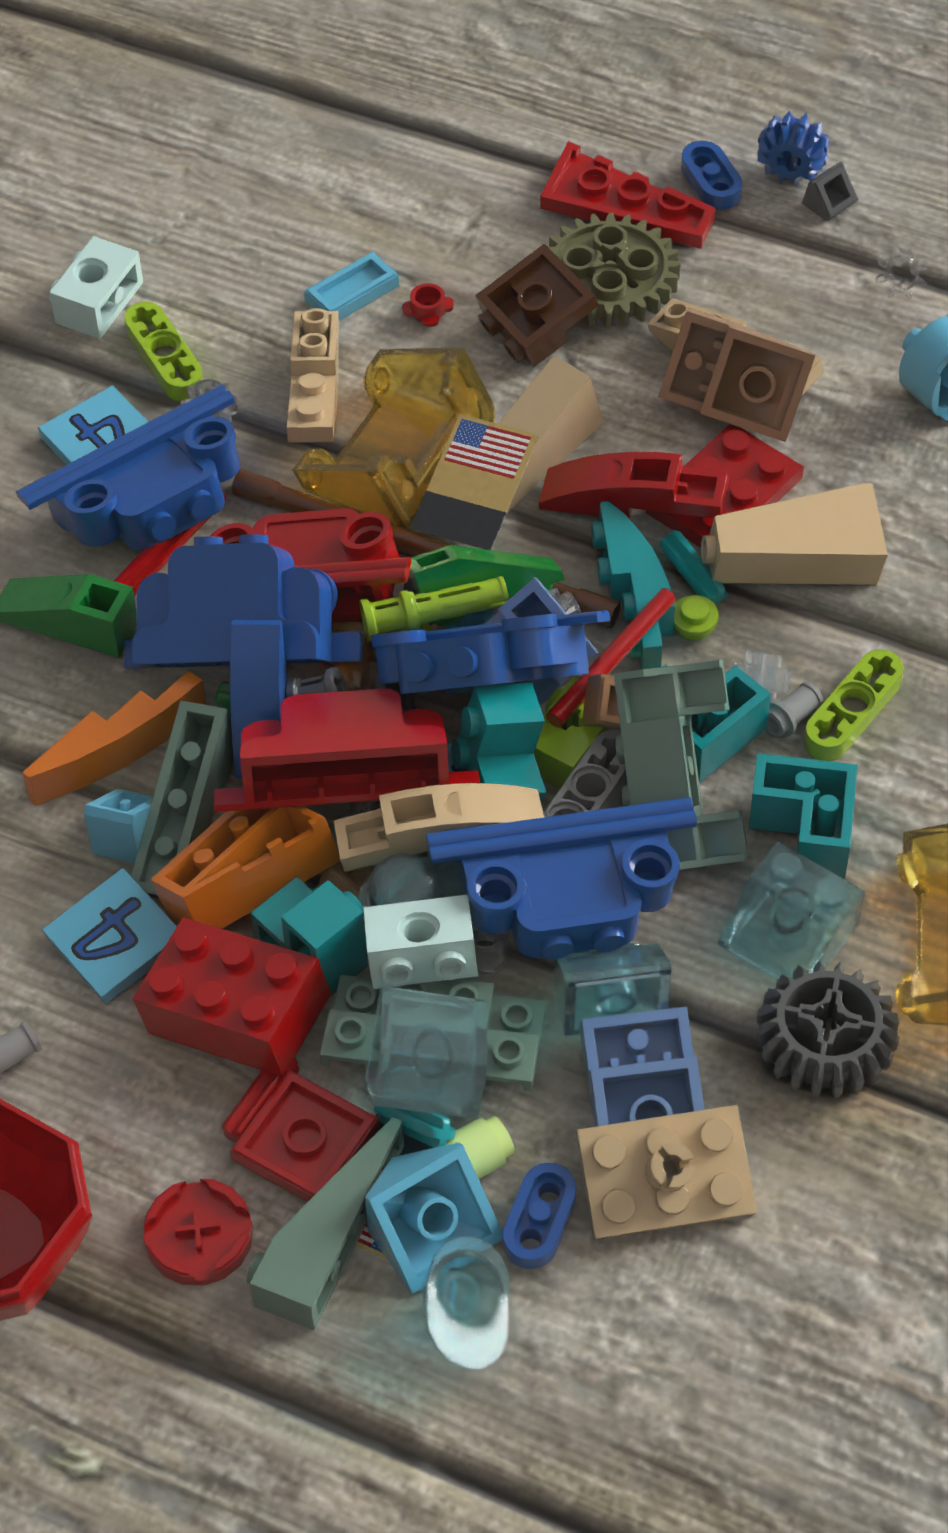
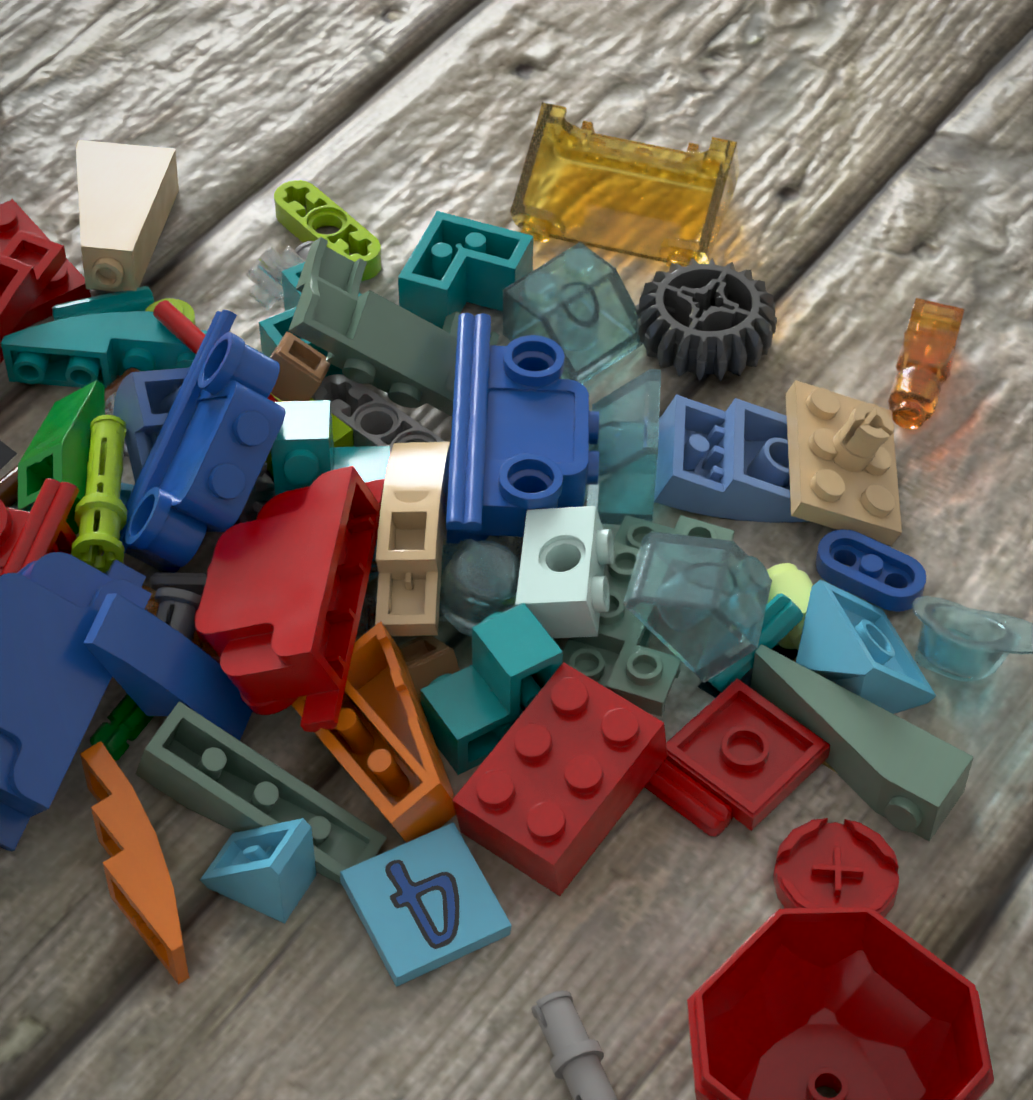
camera: 80 degrees left, 5 degrees down
(834, 1233) = (924, 361): none -> clear orange piece

